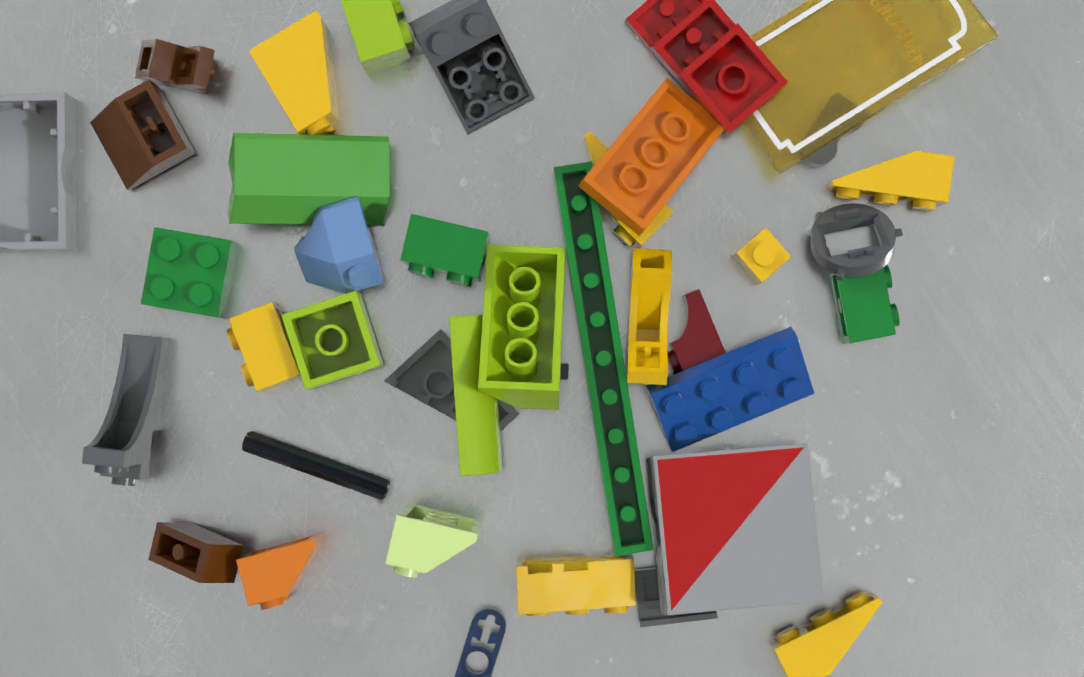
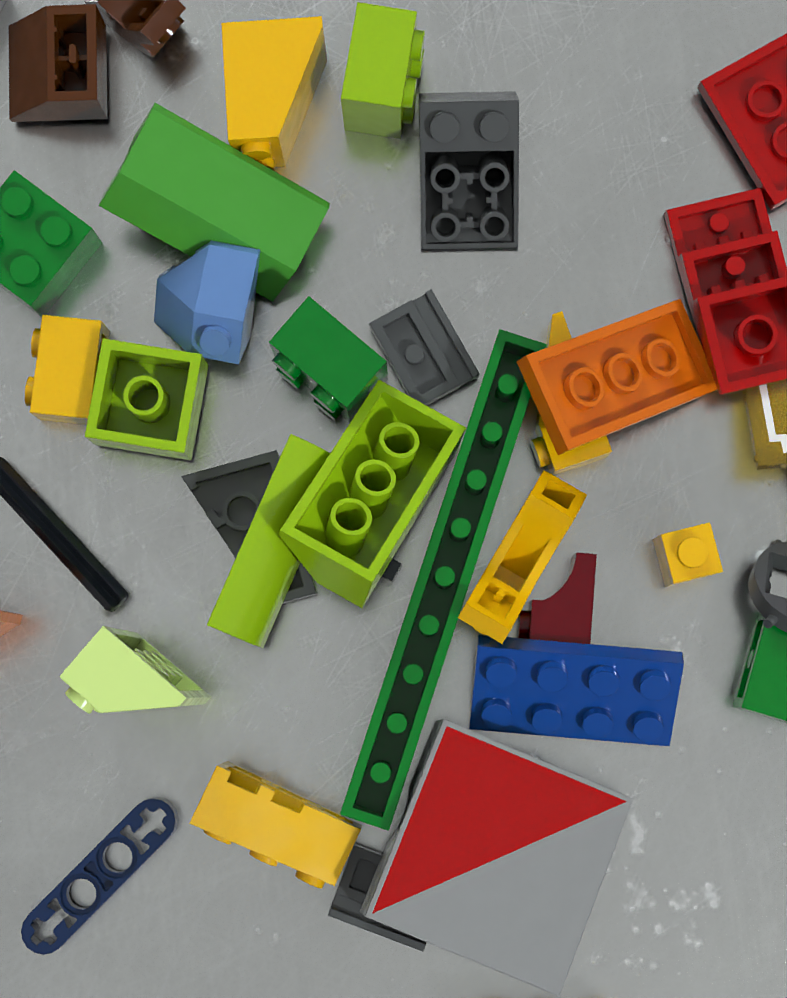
camera: 30 degrees right, 5 degrees down
(506, 205) = (424, 349): none -> dark grey plate

